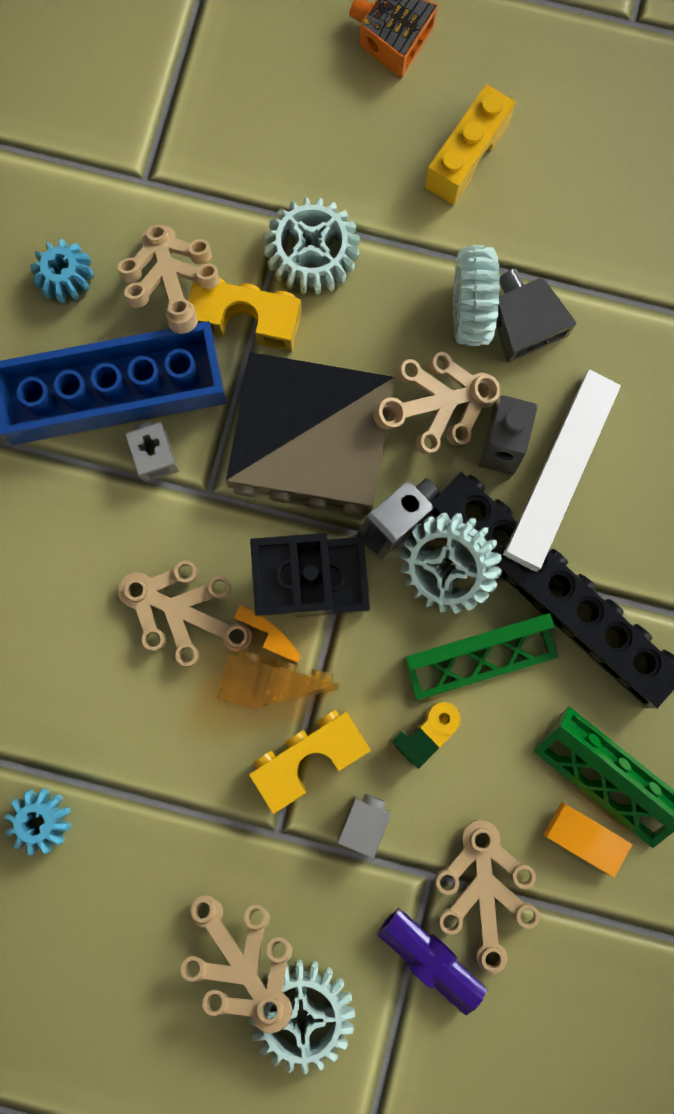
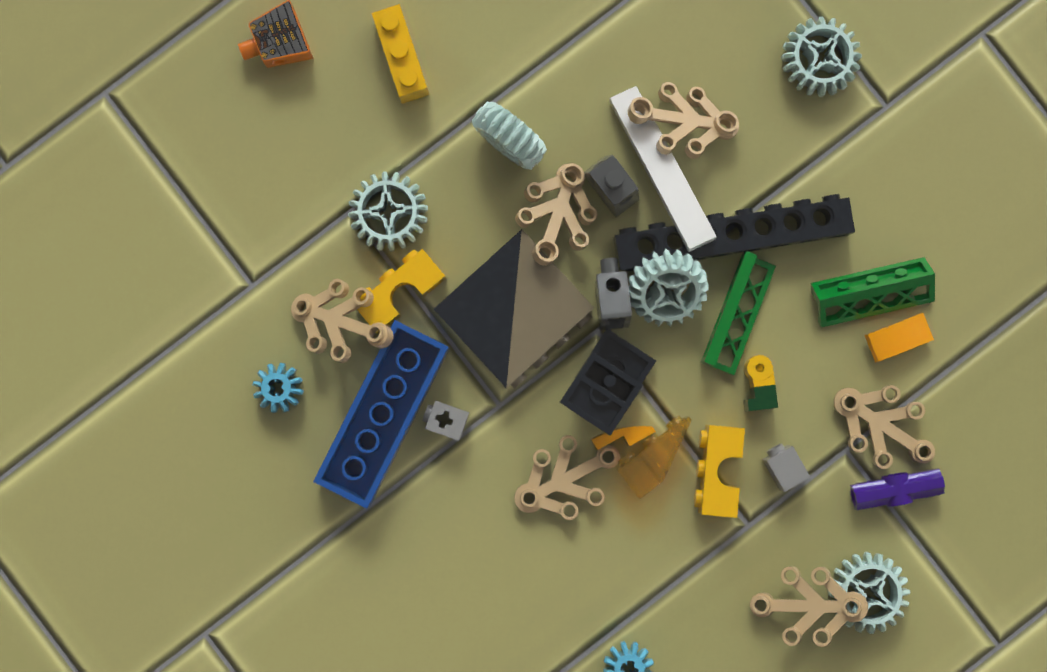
camera: 55 degrees left, 5 degrees up
(529, 316) = (545, 108): dark grey torso -> none
(650, 491) = (686, 118): none -> tan plant

